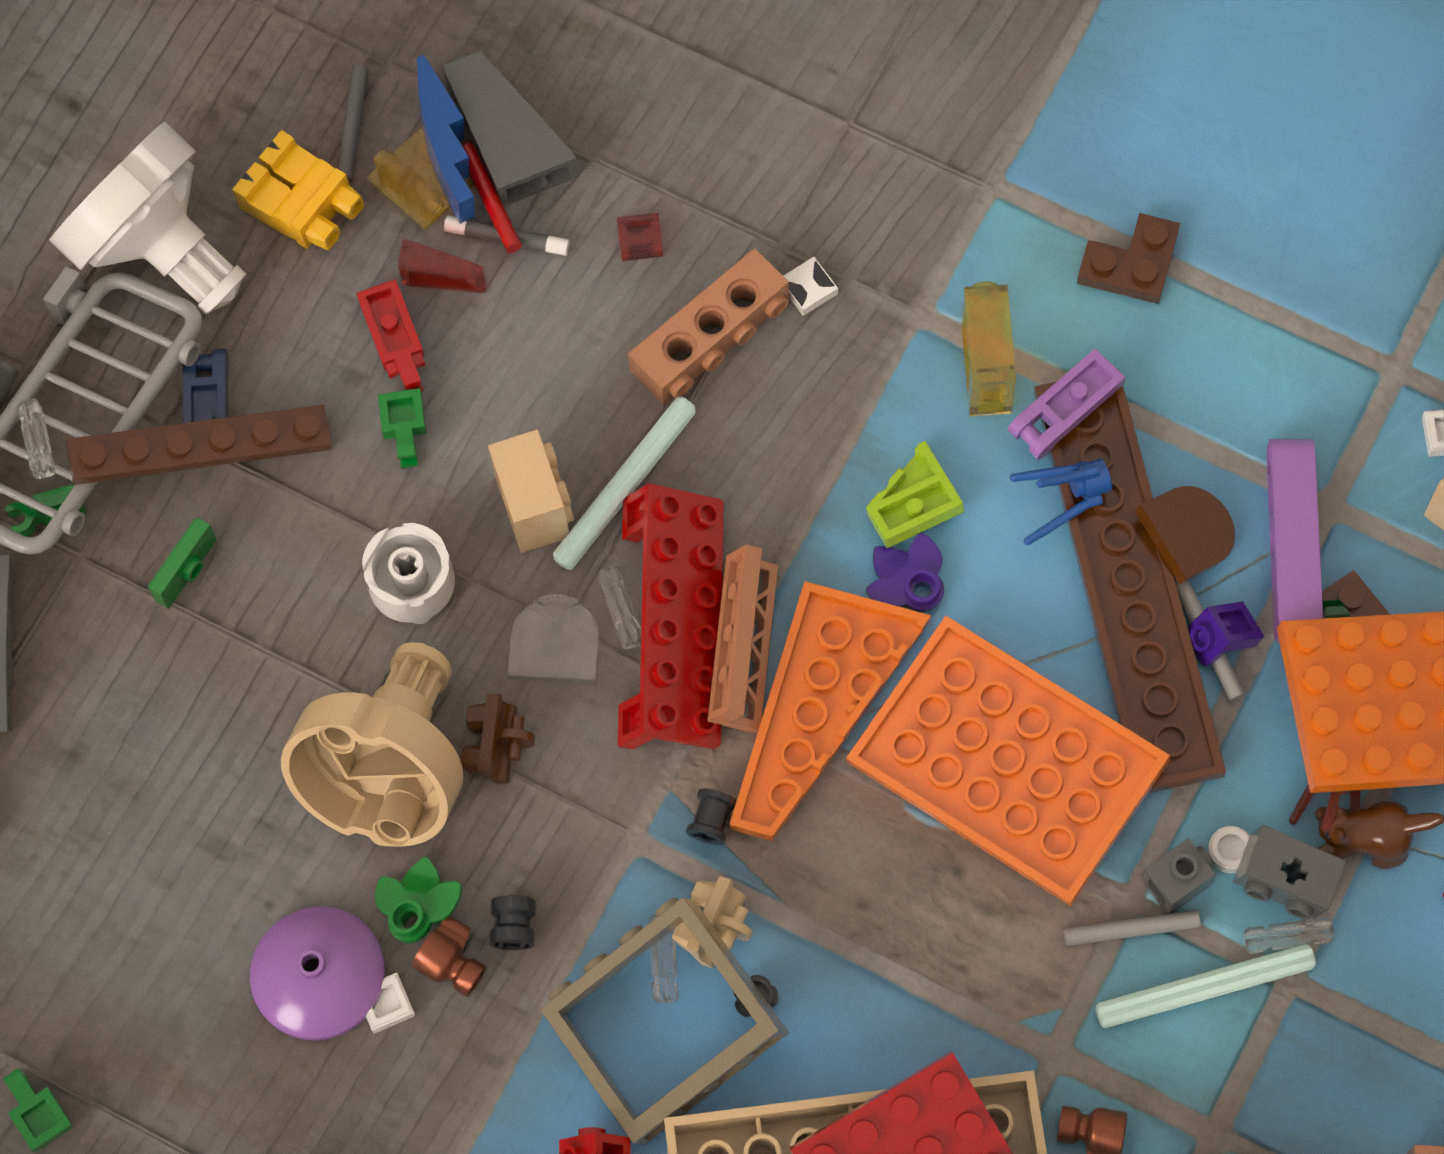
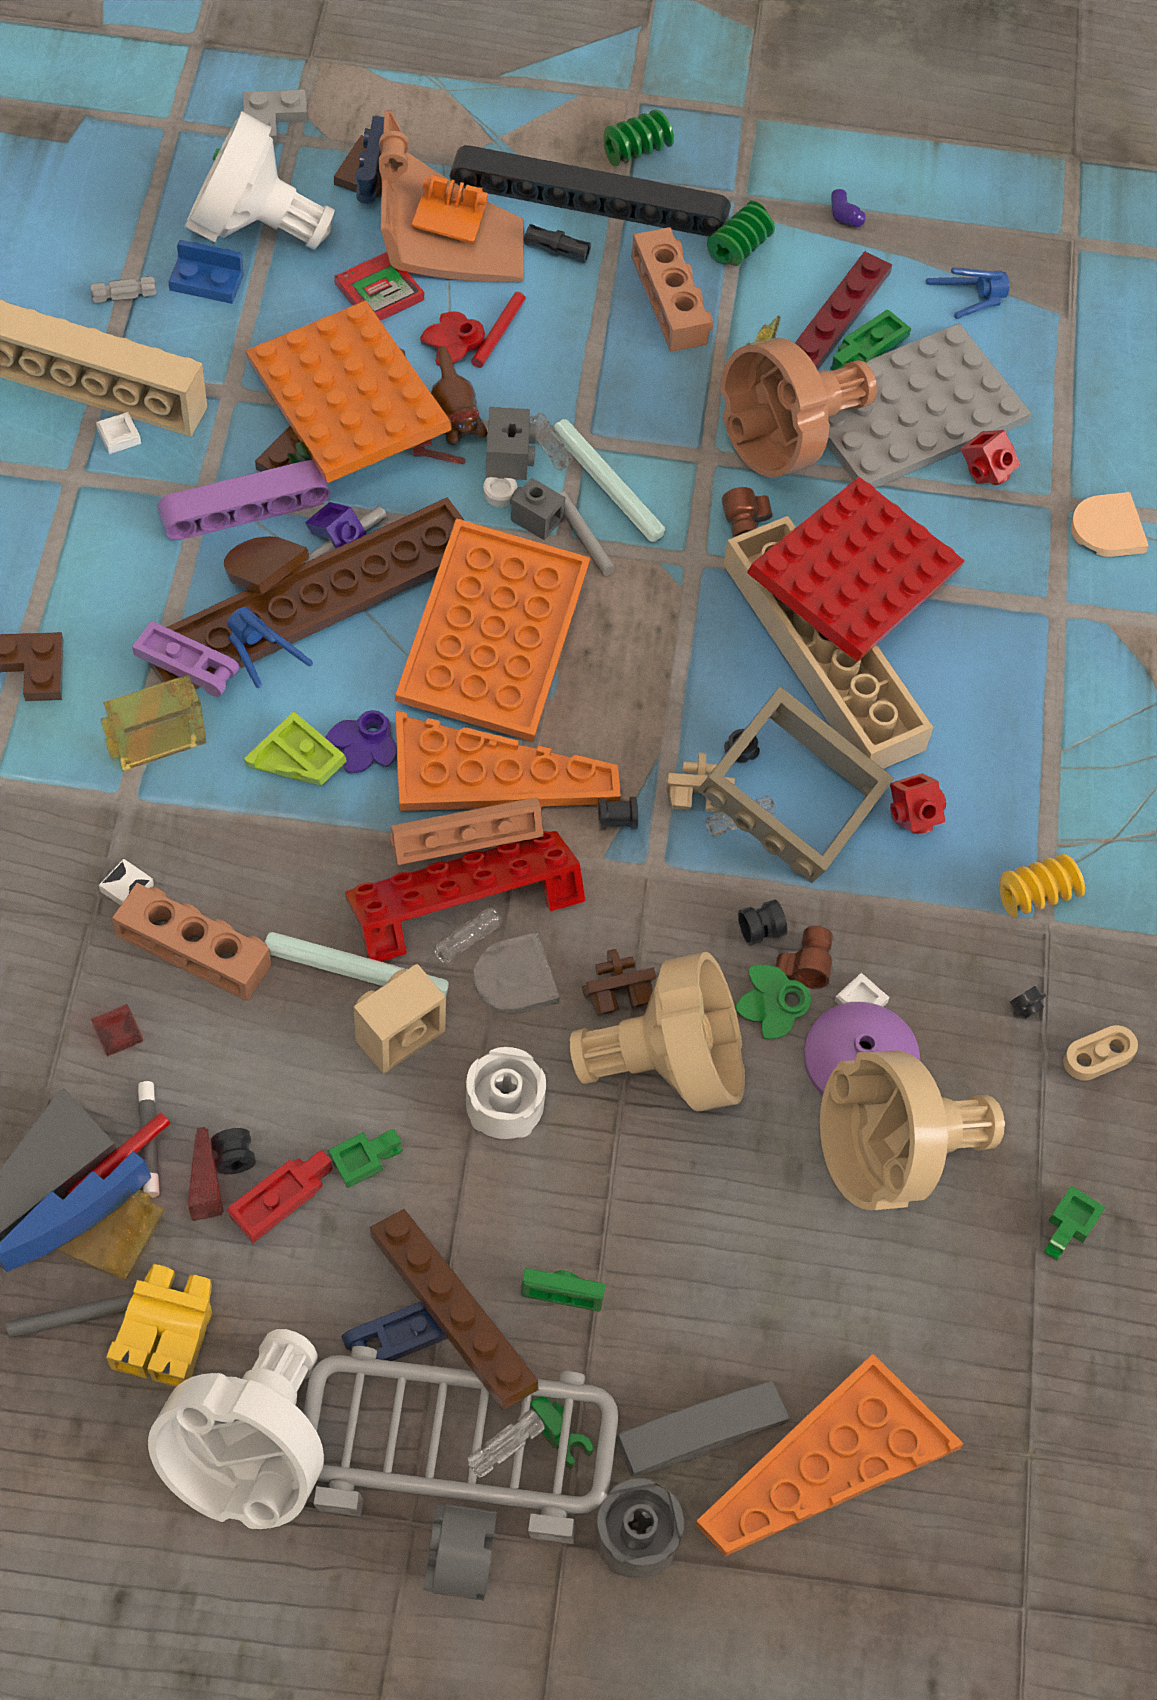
camera: 120 degrees left, 10 degrees down
(183, 938) = (891, 1129): none -> tan piece
(456, 302) = (233, 1151): none -> black wheel

